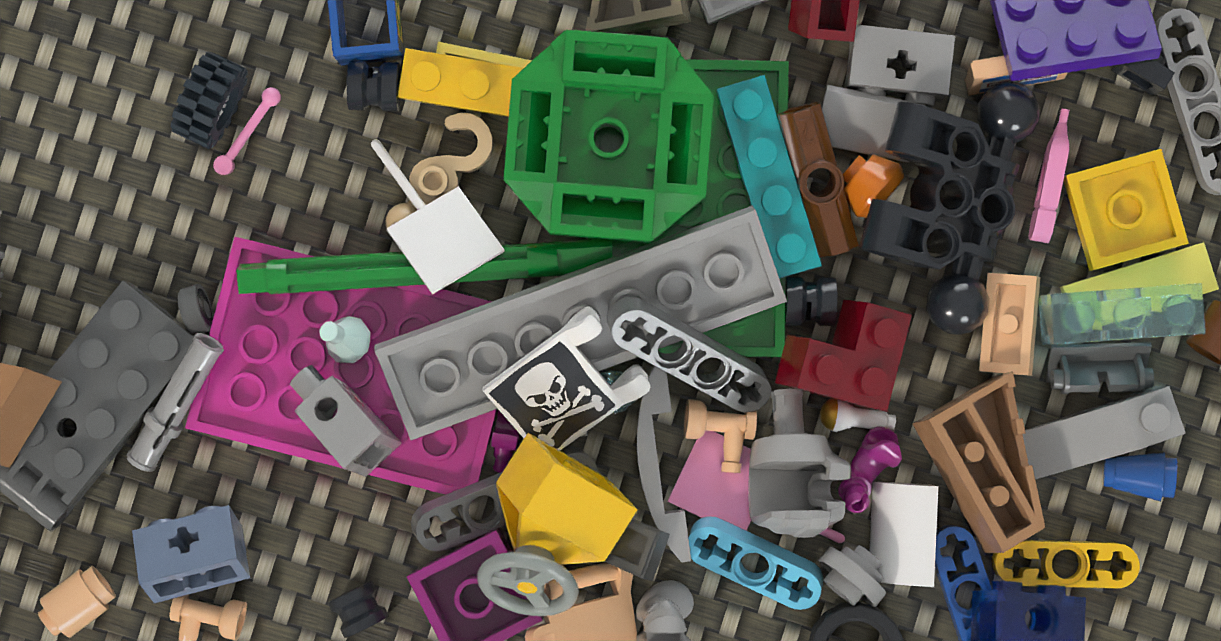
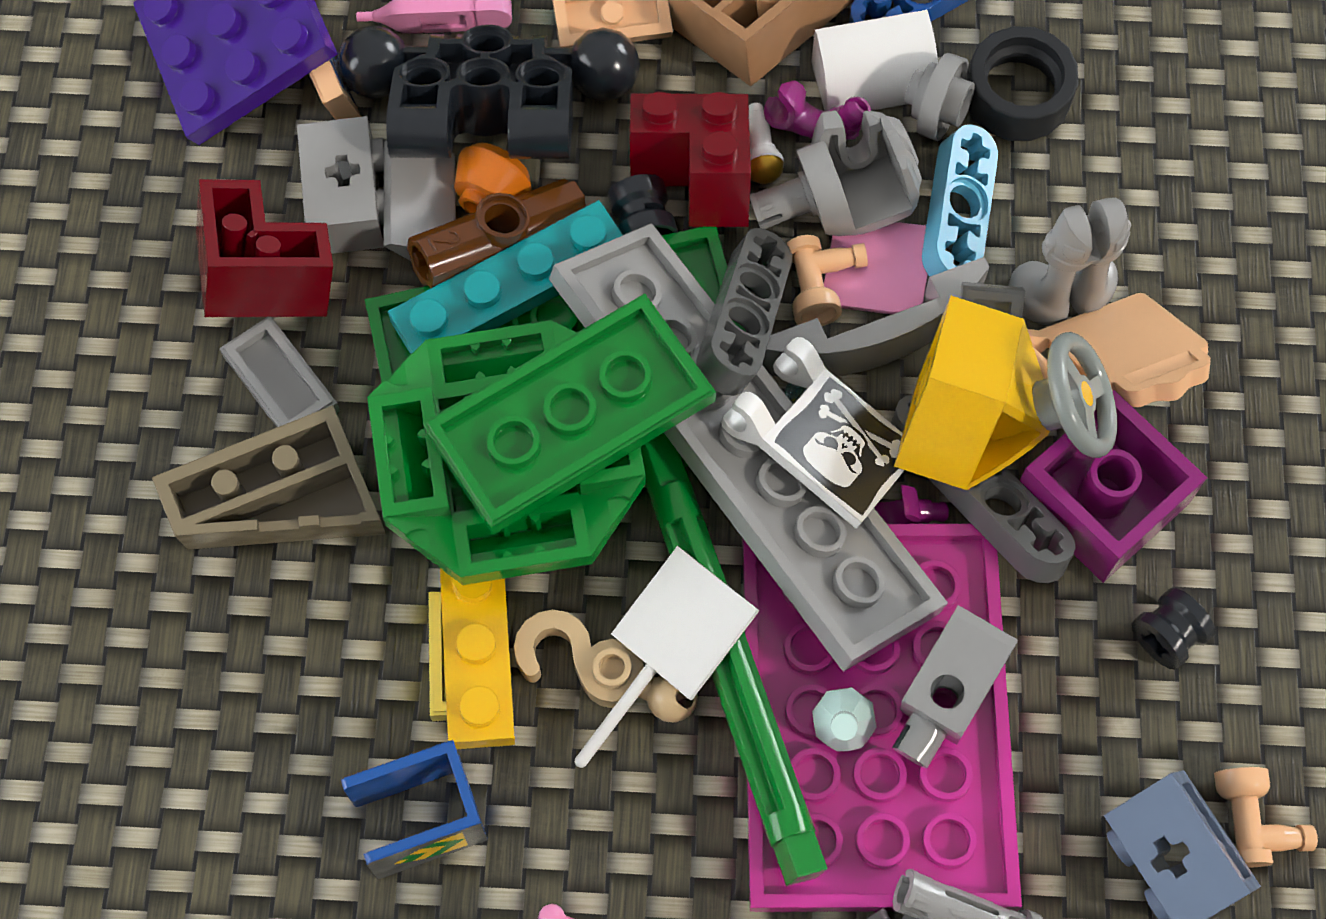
camera: 110 degrees left, 20 degrees down
(373, 86) = (506, 778): black wheel -> none
(611, 187) = (569, 413): none -> green tile

